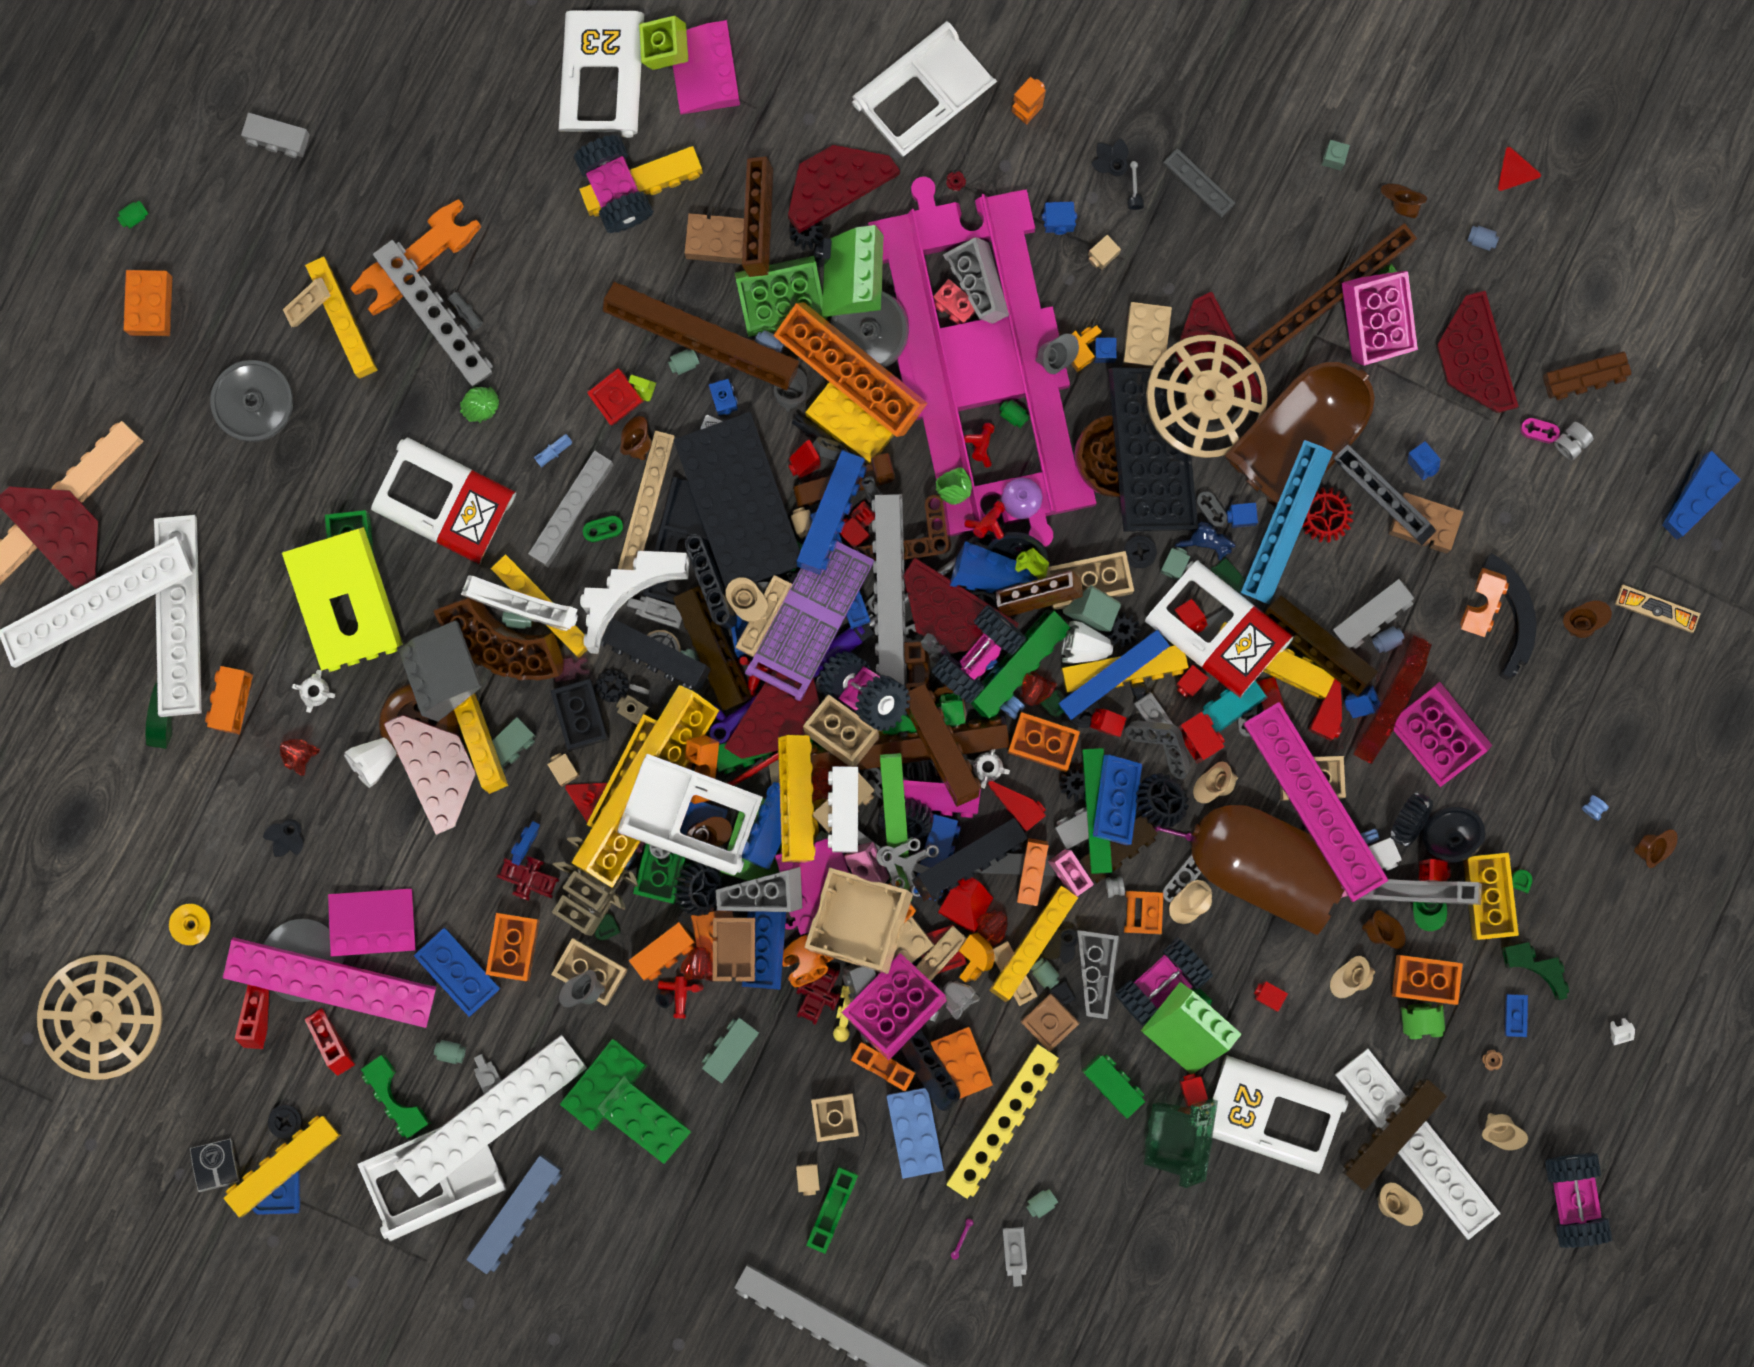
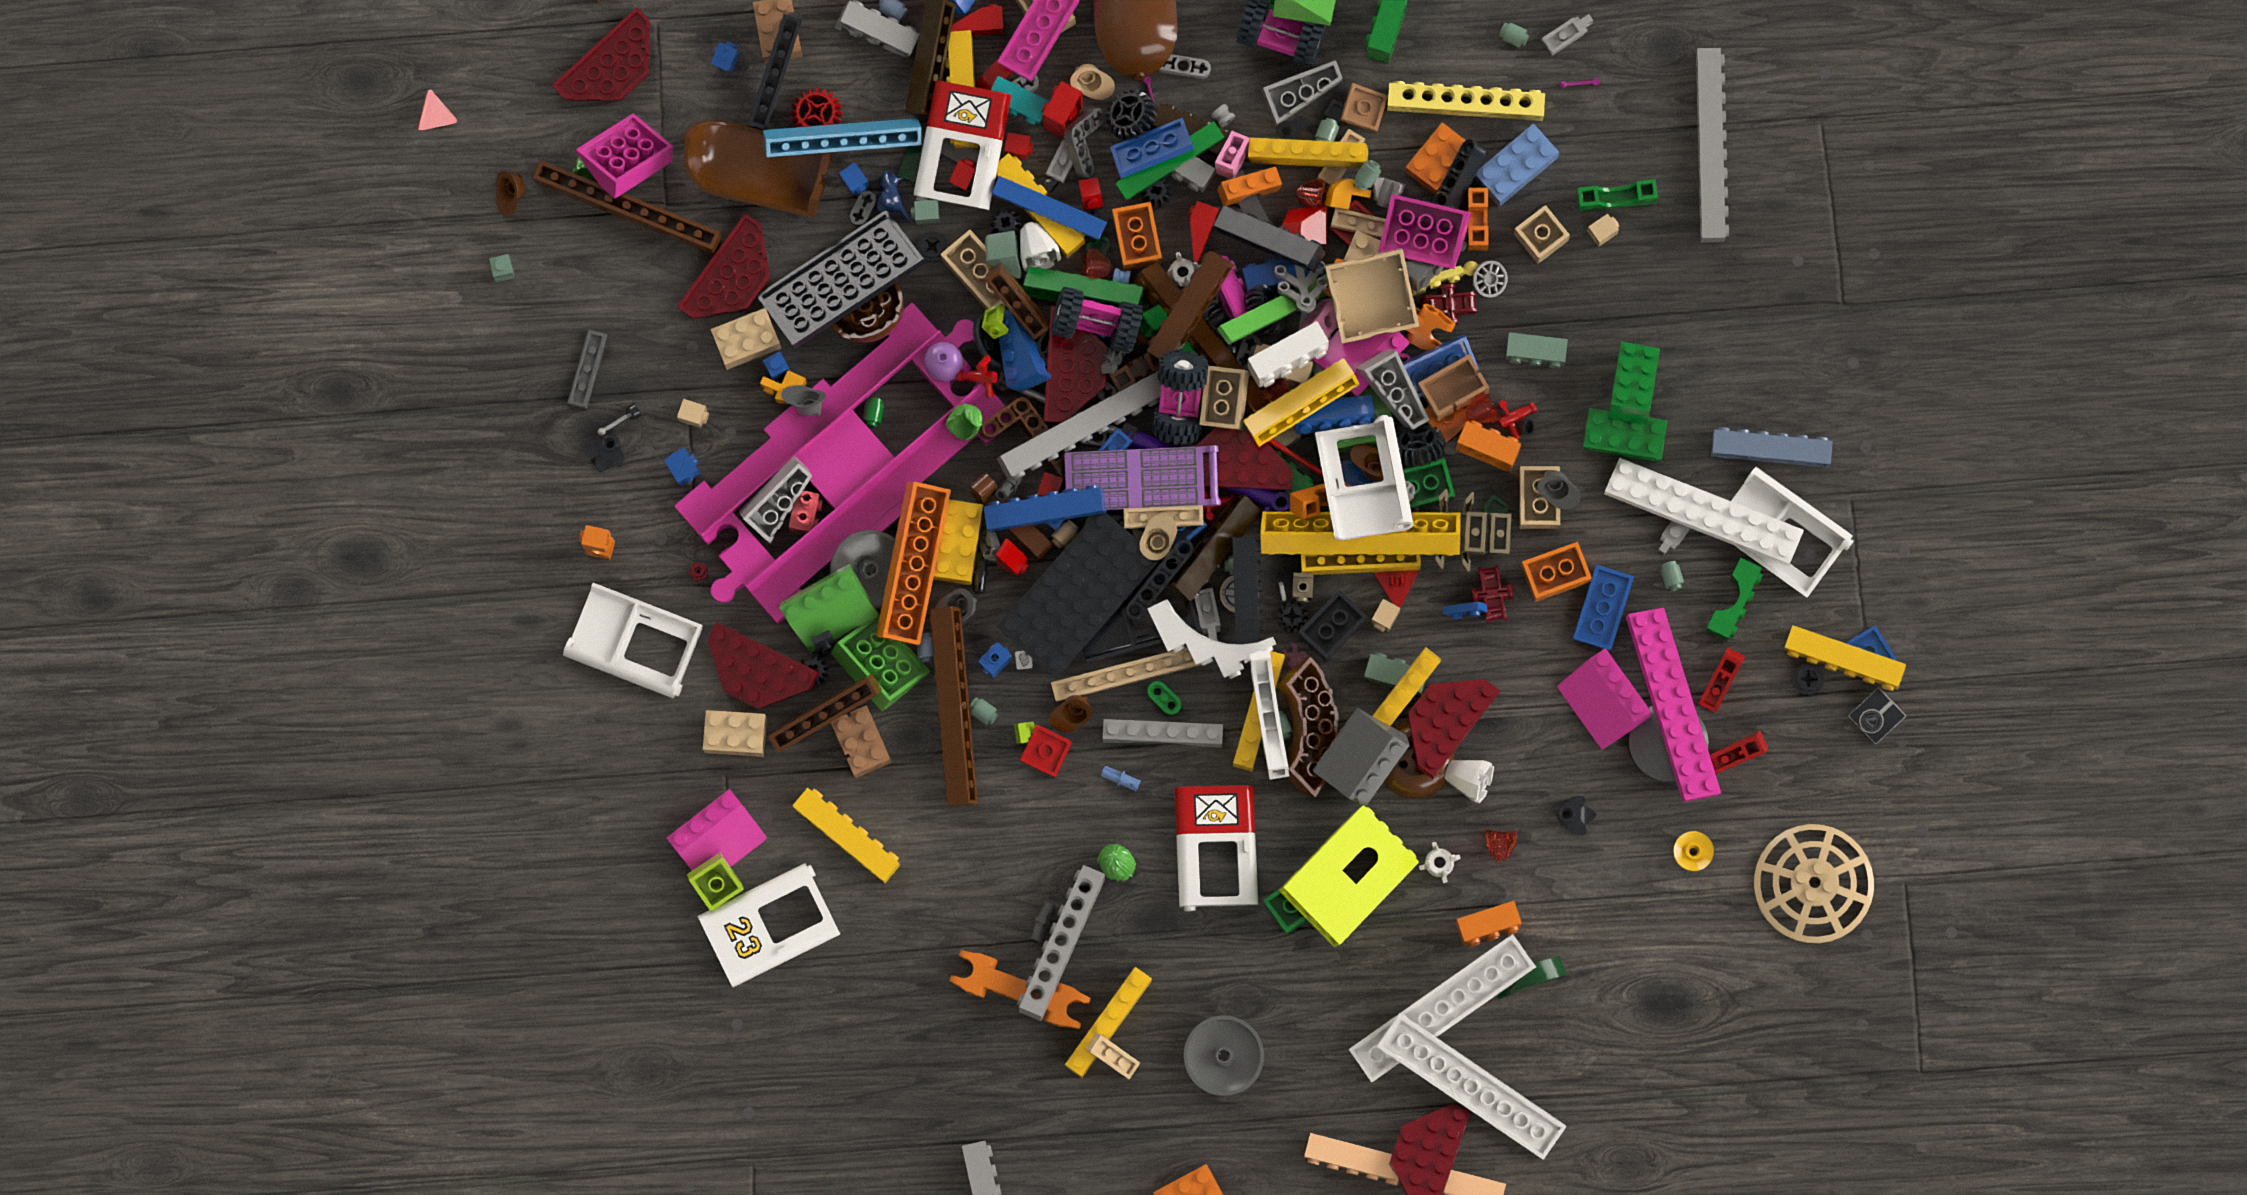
camera: 115 degrees left, 5 degrees down
(613, 183) = (863, 852): black plate -> none
(788, 132) = (734, 733): none -> tan brick
(821, 1045) = (1489, 279): none -> light grey wheel
(863, 515) = (1028, 487): red tile -> none
(979, 984) = (1367, 174): none -> sand green brick
(981, 443) = (913, 423): red piece -> none
(1150, 912) = (1228, 76): orange plate -> none
(1191, 902) = (1199, 48): tan piece -> none
(1194, 395) = (774, 268): tan dish -> none
(1483, 238) = (506, 111): sand blue brick -> none

